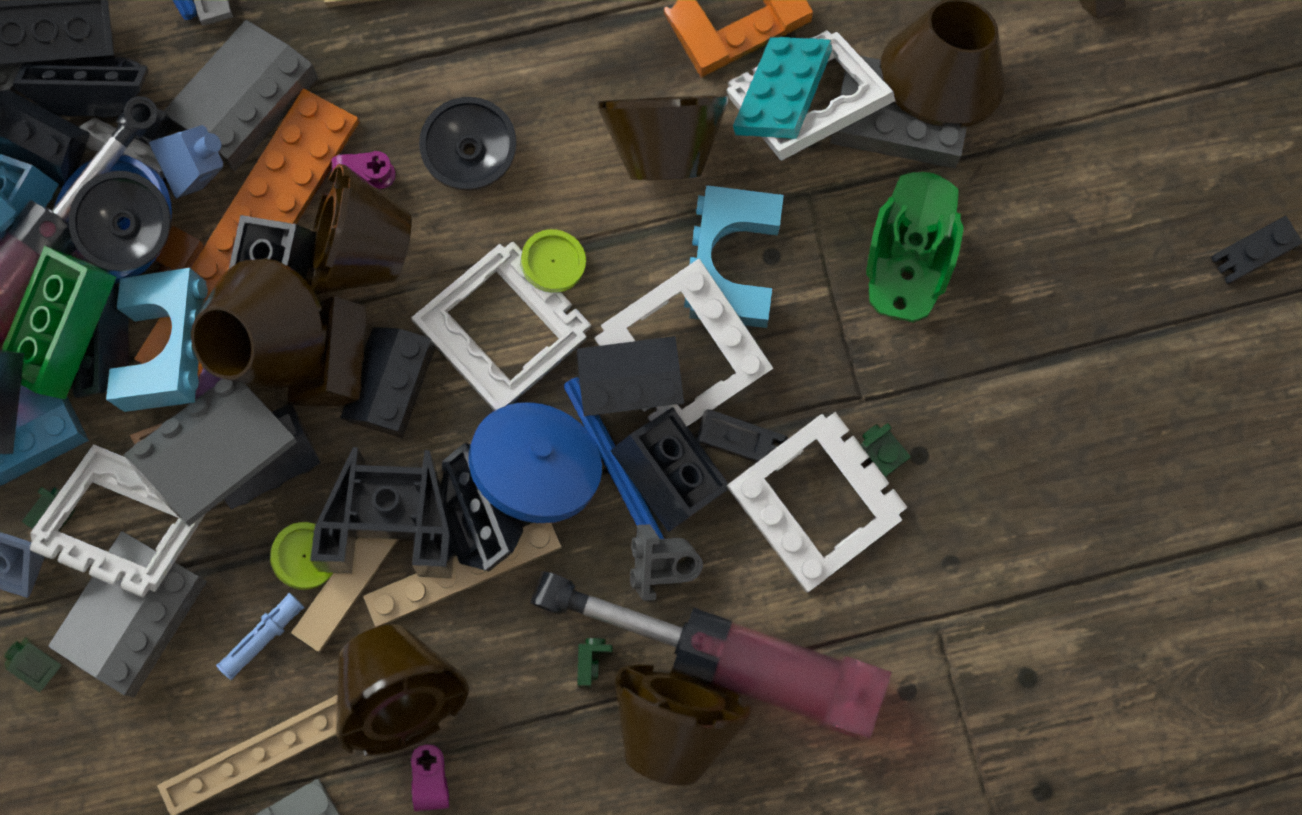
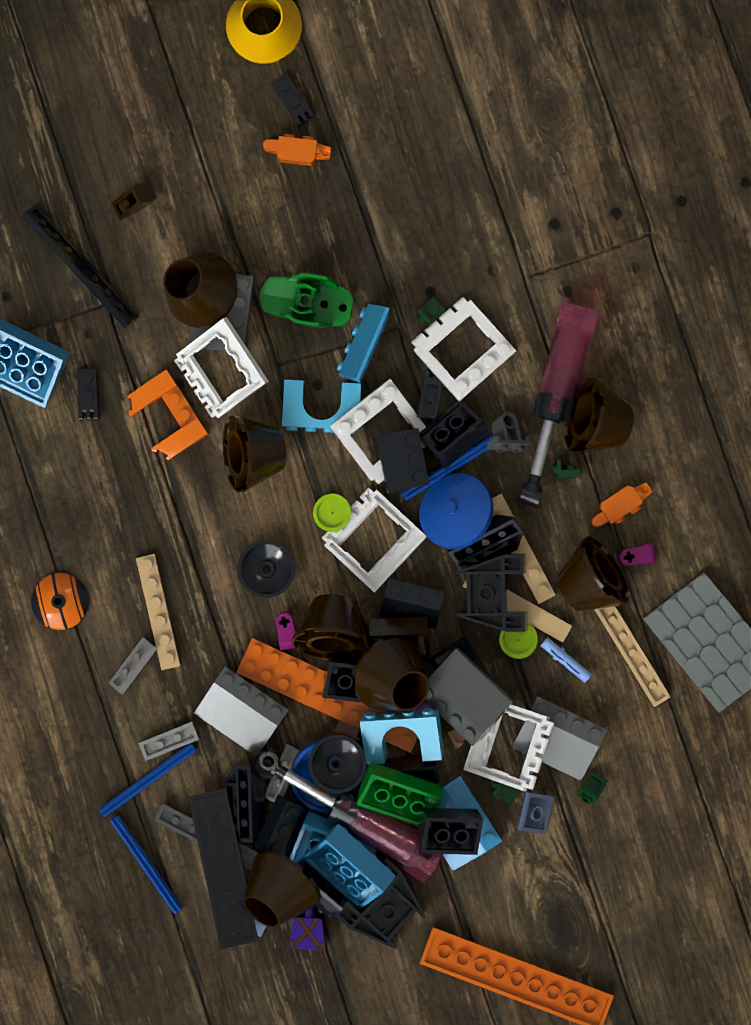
camera: 80 degrees left, 10 degrees up
(188, 159) = (288, 734): medium blue torso -> none
(523, 755) = (620, 504): none -> orange hinge
(783, 87) = (219, 383): teal plate -> none
(834, 332) = (364, 343): none -> dark azure slope
(1171, 249) = (297, 150): none -> orange hinge

